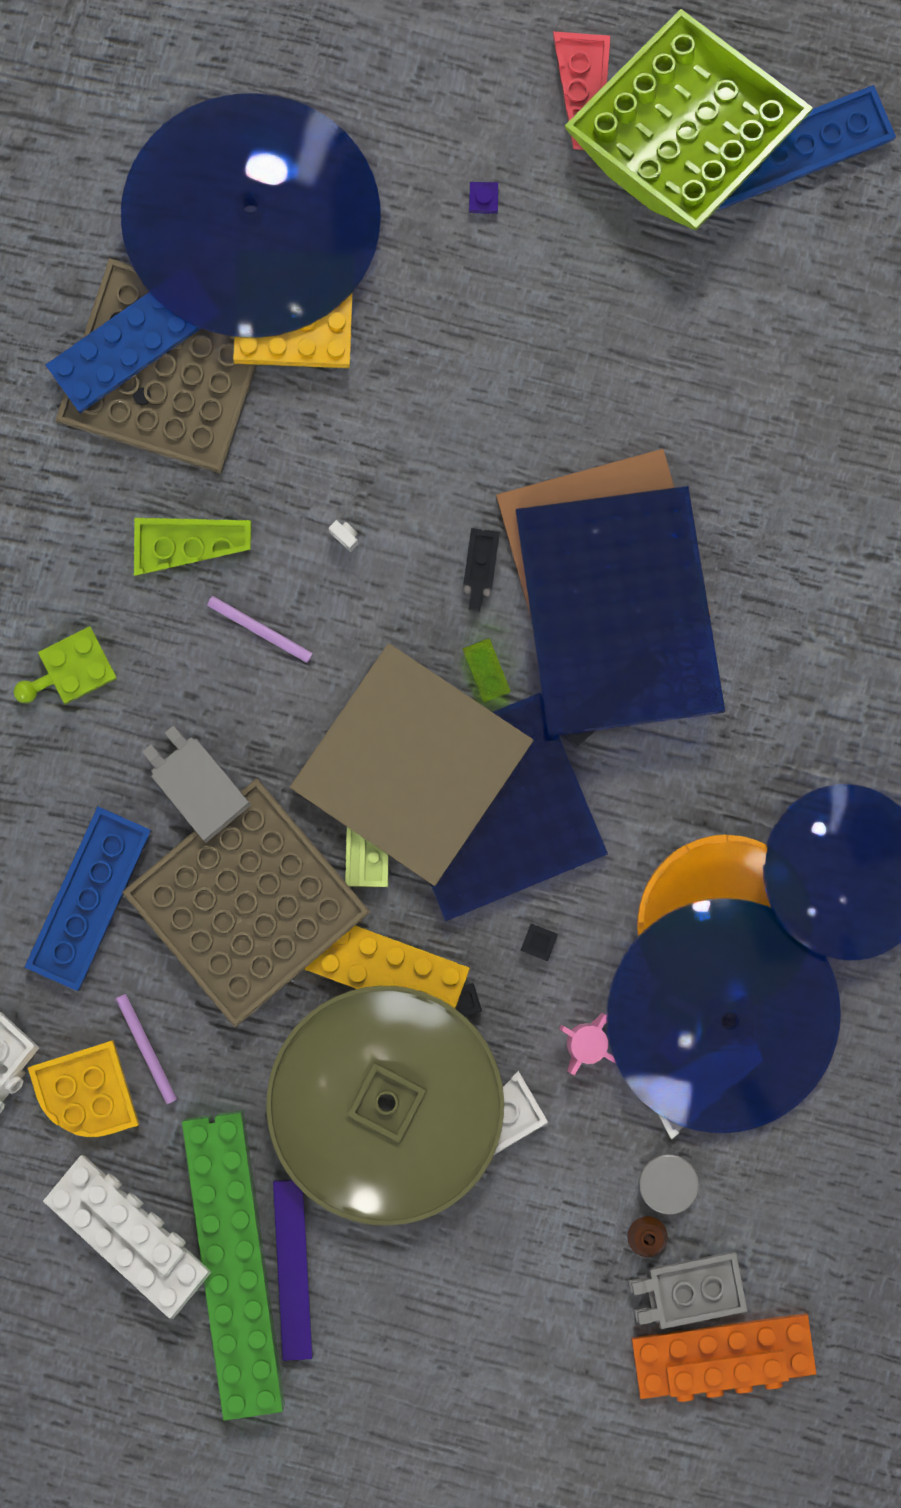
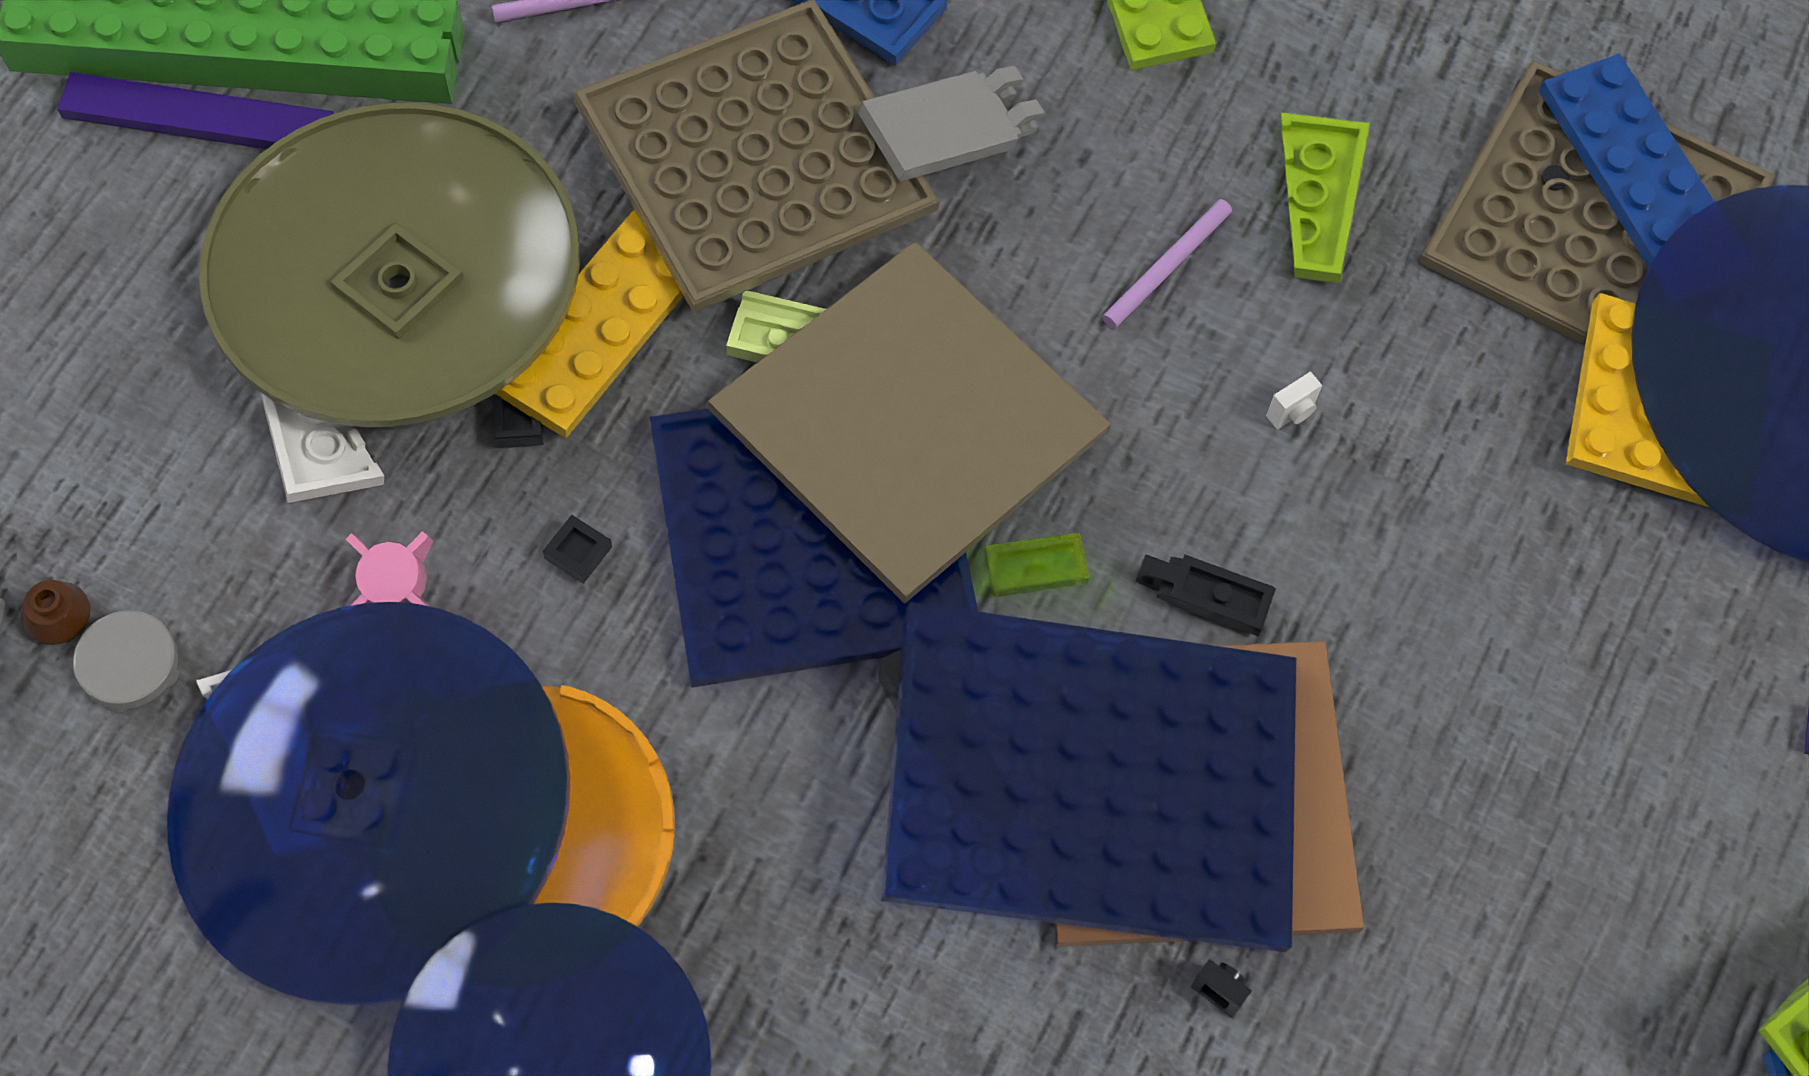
camera: 100 degrees right, 20 degrees down
(715, 520) = (1222, 987): none -> black plate

